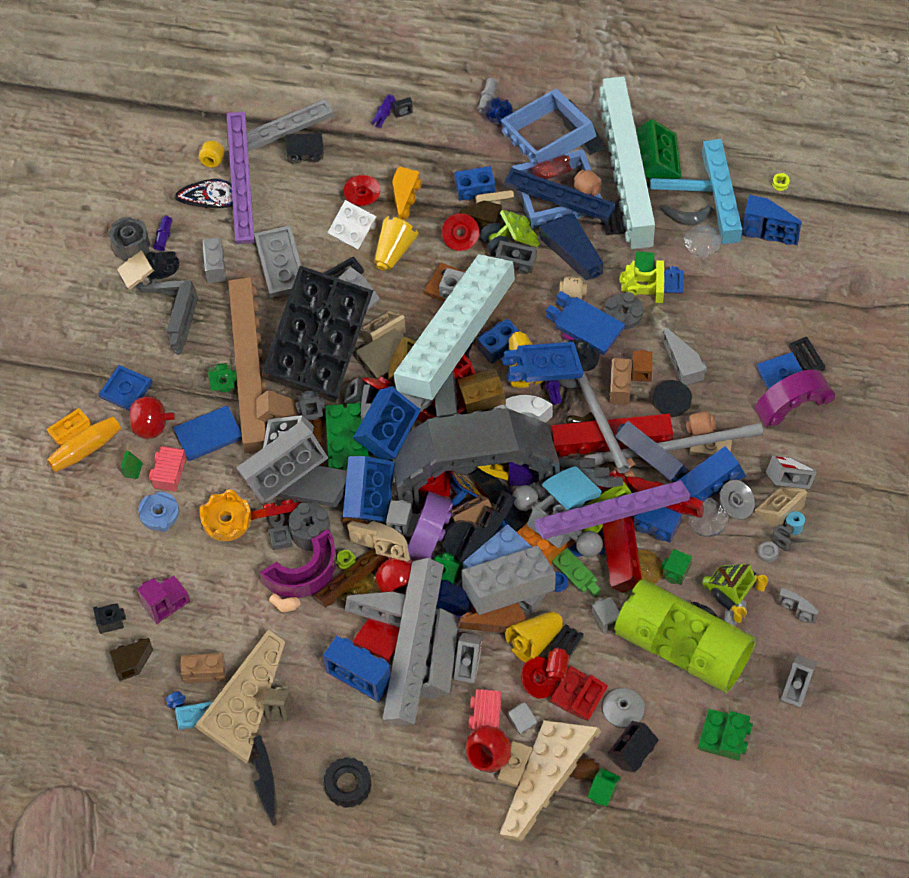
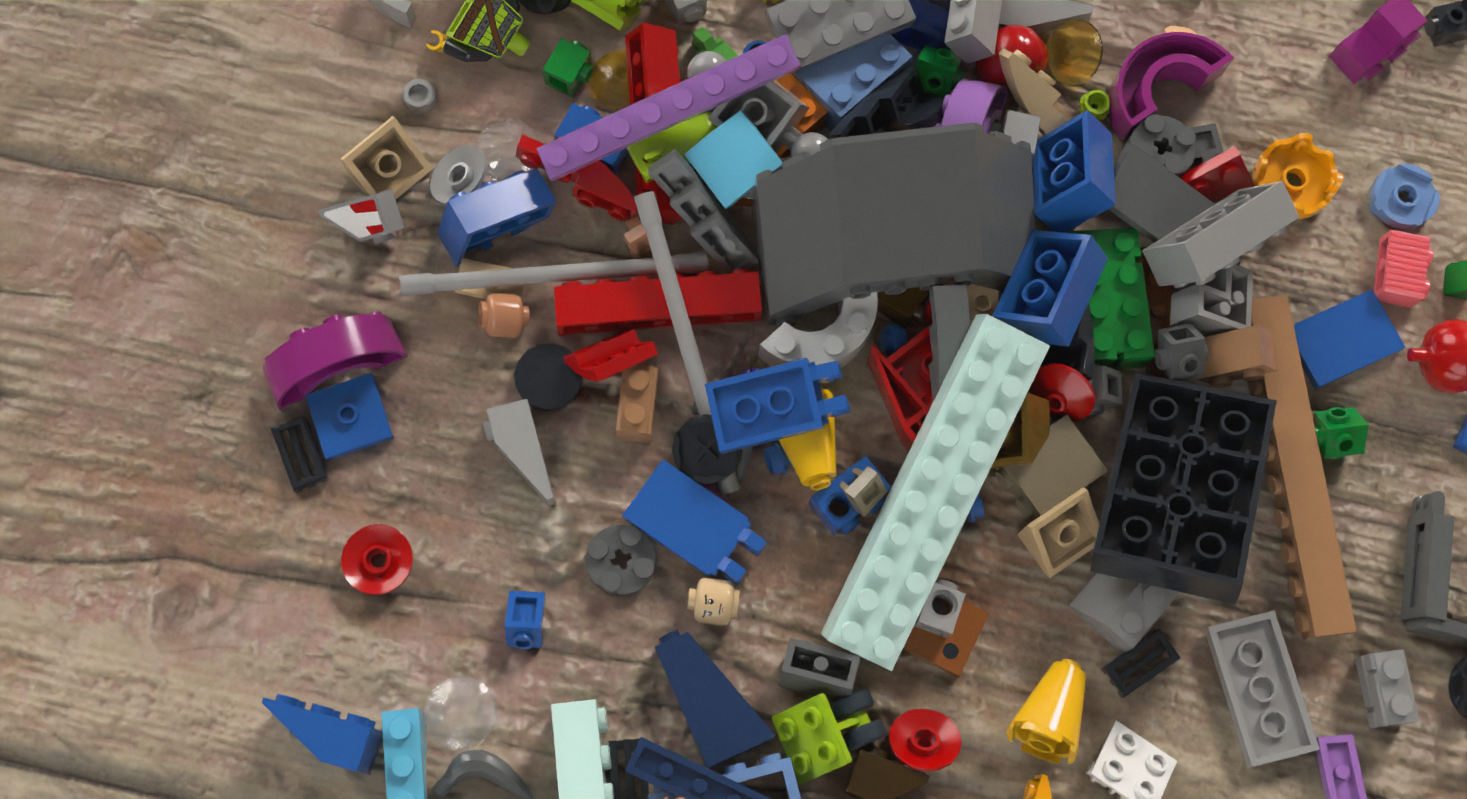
camera: 170 degrees right, 15 degrees up
(349, 577) = (1095, 63): reddish brown plate -> none
(482, 391) = (886, 359): pearl gold slope -> none
(492, 331) = (865, 490): none -> dark tan tile
(577, 419) = (714, 333): dark brown arm -> none
(637, 396) = (610, 355): none -> red slope
(642, 366) = (596, 436): dark orange brick -> none
(644, 261) = (576, 660): green slope -> none
(651, 452) = (591, 236): slope -> none
(654, 278) = (559, 612): neon yellow tile -> none
(755, 297) = (362, 550): none -> red dish
(793, 525) = (365, 126): leg -> none

